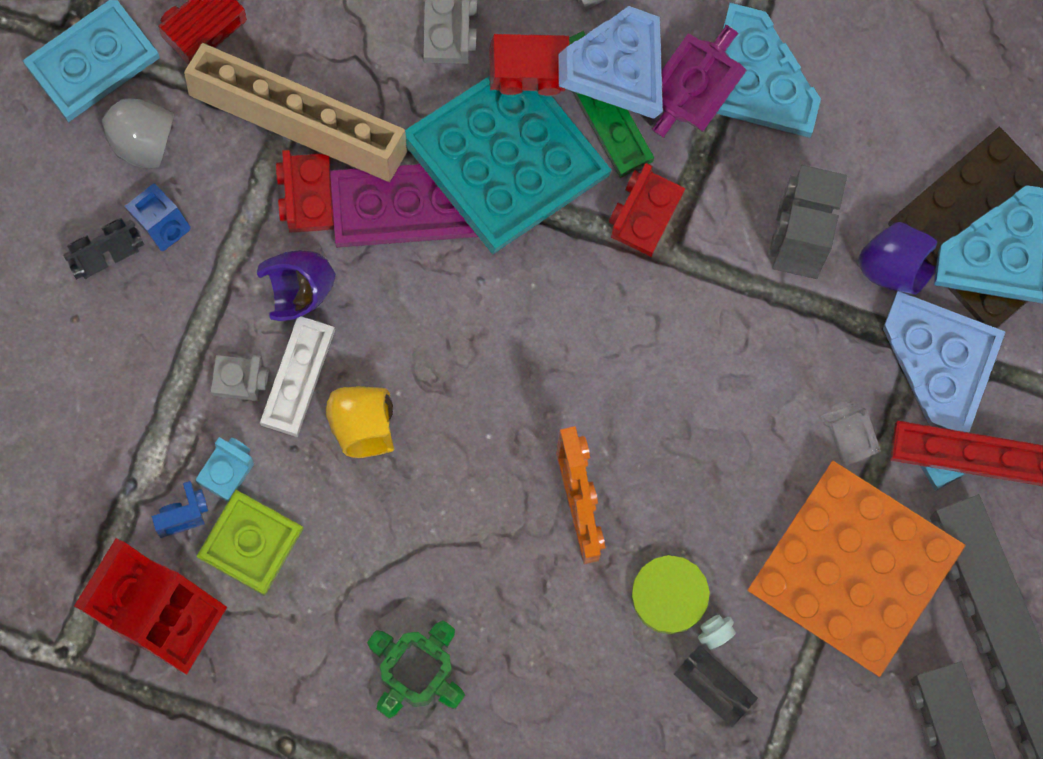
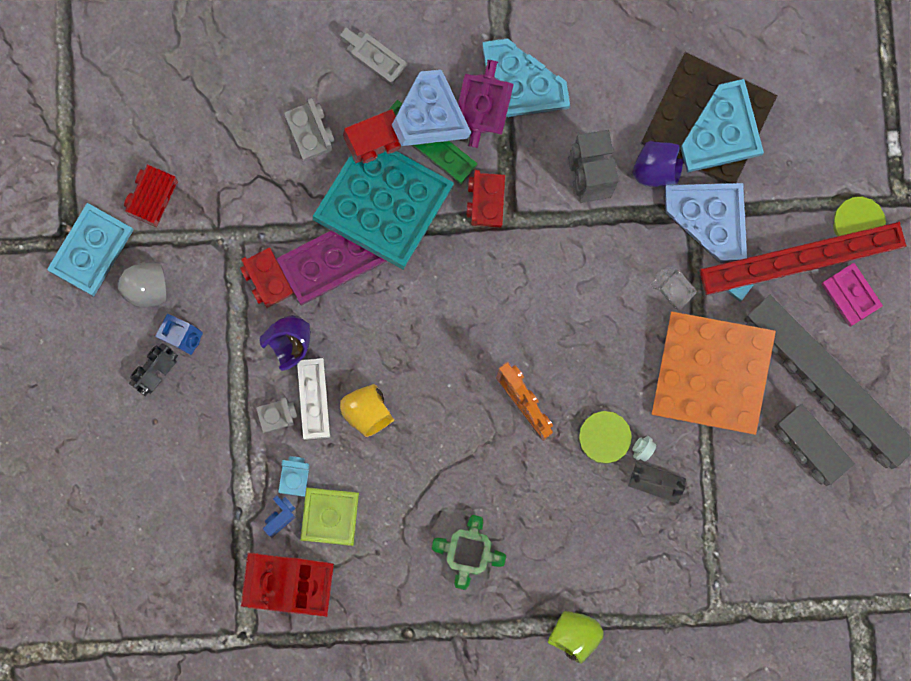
camera: 25 degrees left, 5 degrees up
(296, 112) = (238, 230): tan brick -> none

